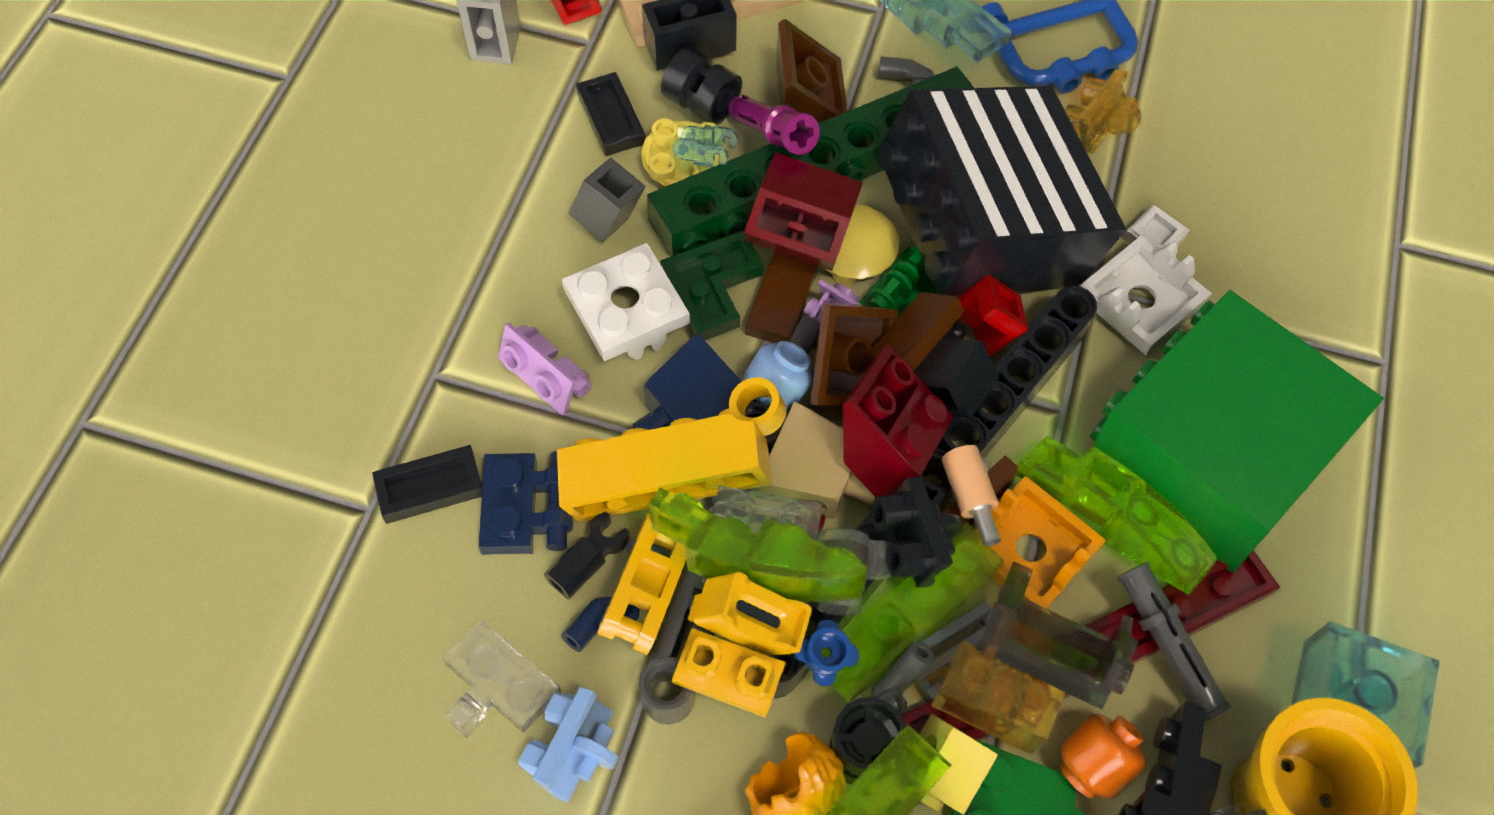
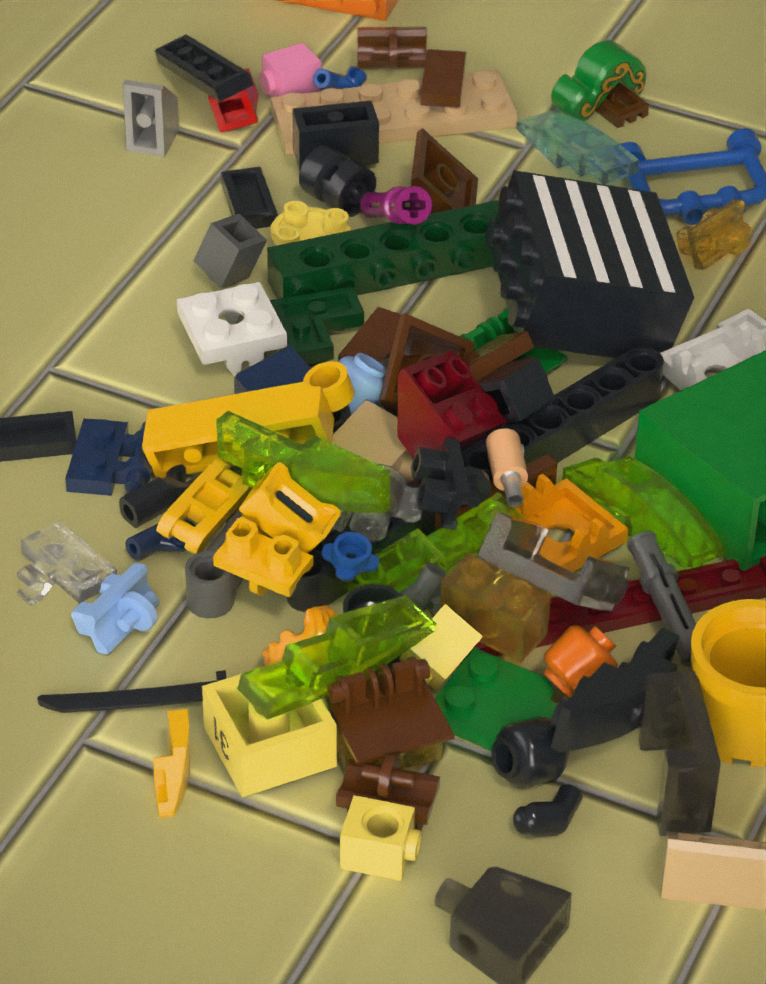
camera: 10 degrees right, 20 degrees down
(531, 358) = (146, 366): lavender hinge -> none
(701, 144) = (326, 217): clear light blue piece -> none
(802, 211) = (403, 270): dark red slope -> none
(867, 248) = (455, 306): light yellow dish -> none
(993, 313) = (564, 358): red panel -> none

